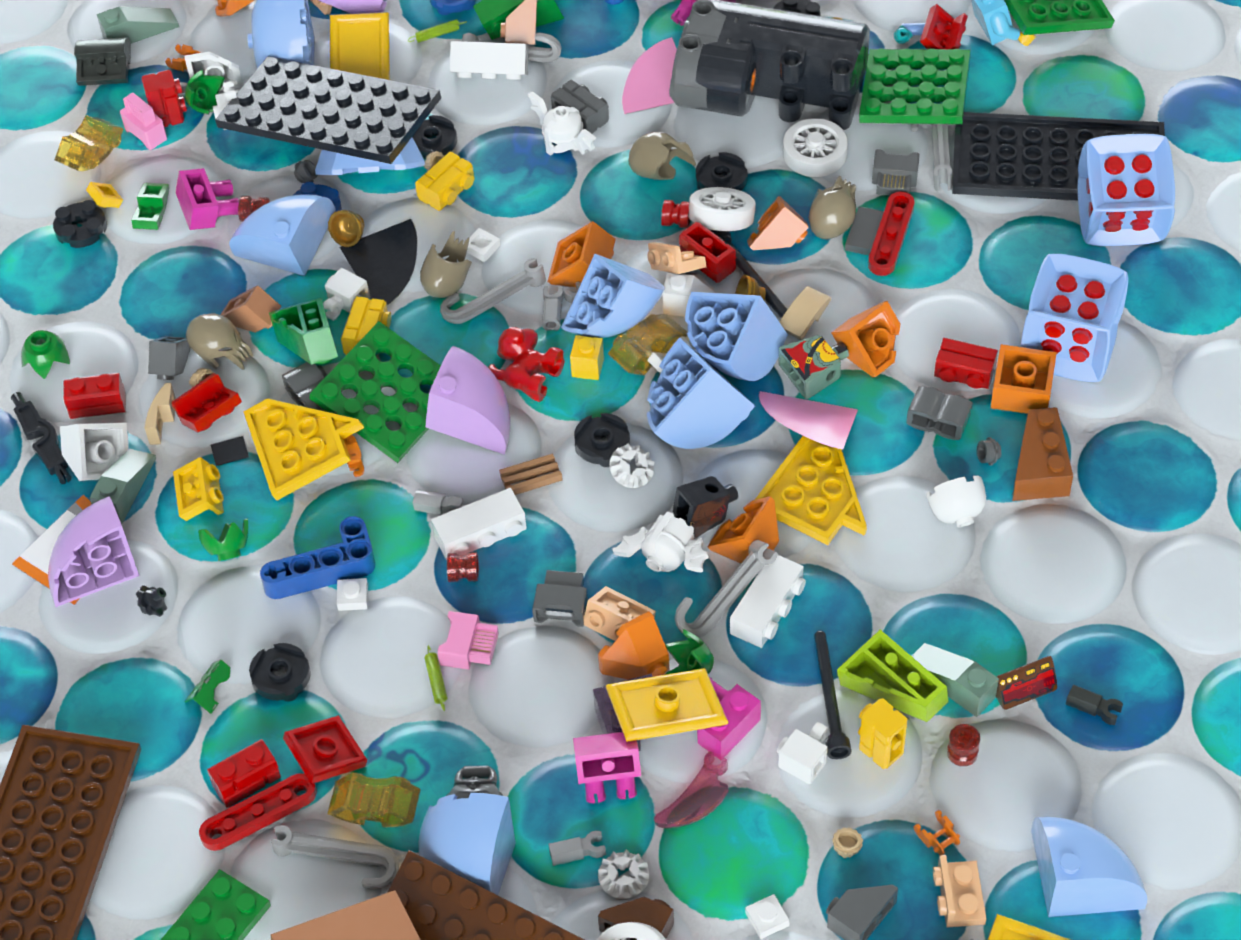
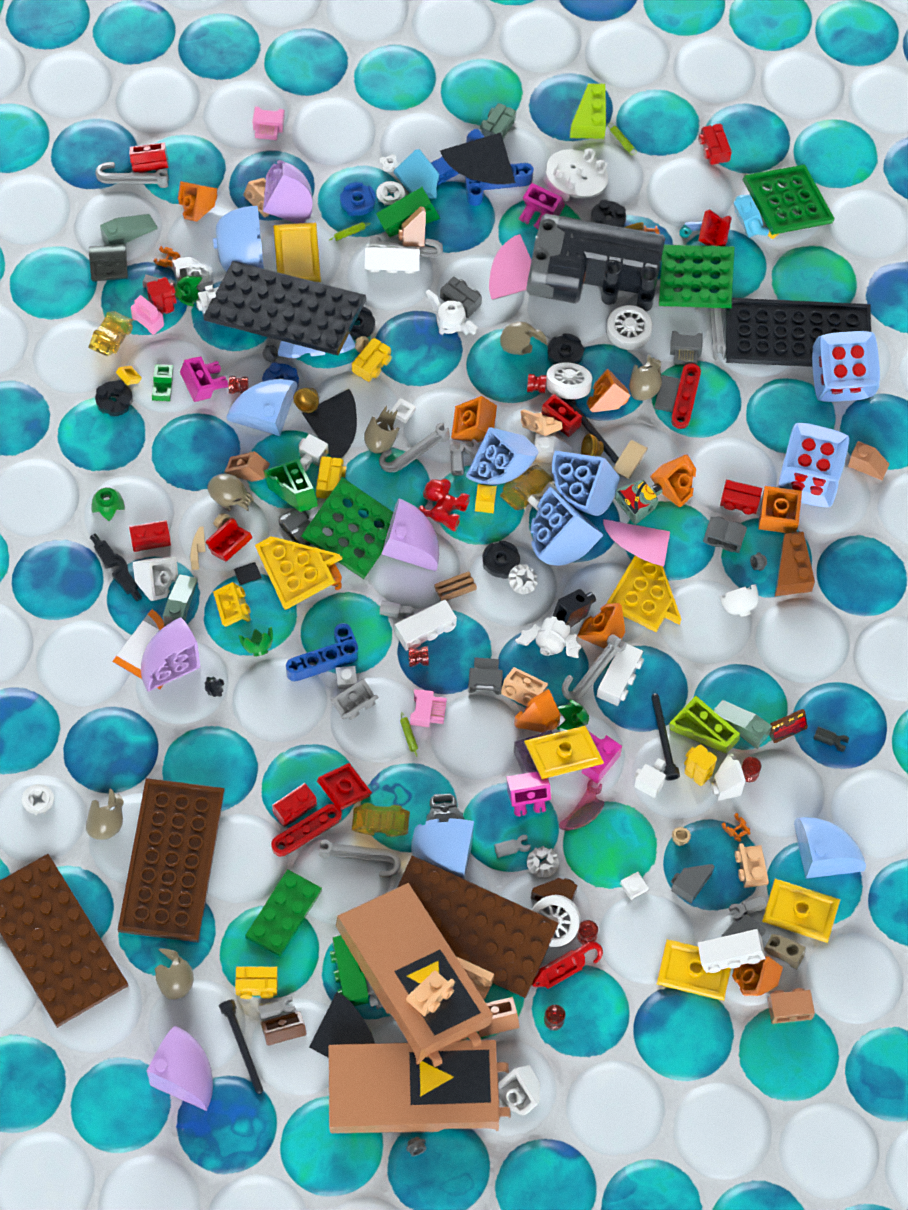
camera: 10 degrees left, 10 degrees up
(168, 357) = (196, 503): slope -> none
(205, 696) = (260, 751): green piece -> none
(285, 686) = (299, 742): black plate -> none
(358, 624) = (354, 699): none -> light grey bracket
(927, 758) = (729, 779): none -> white slope
(1158, 320) = (868, 461): none -> nougat slope

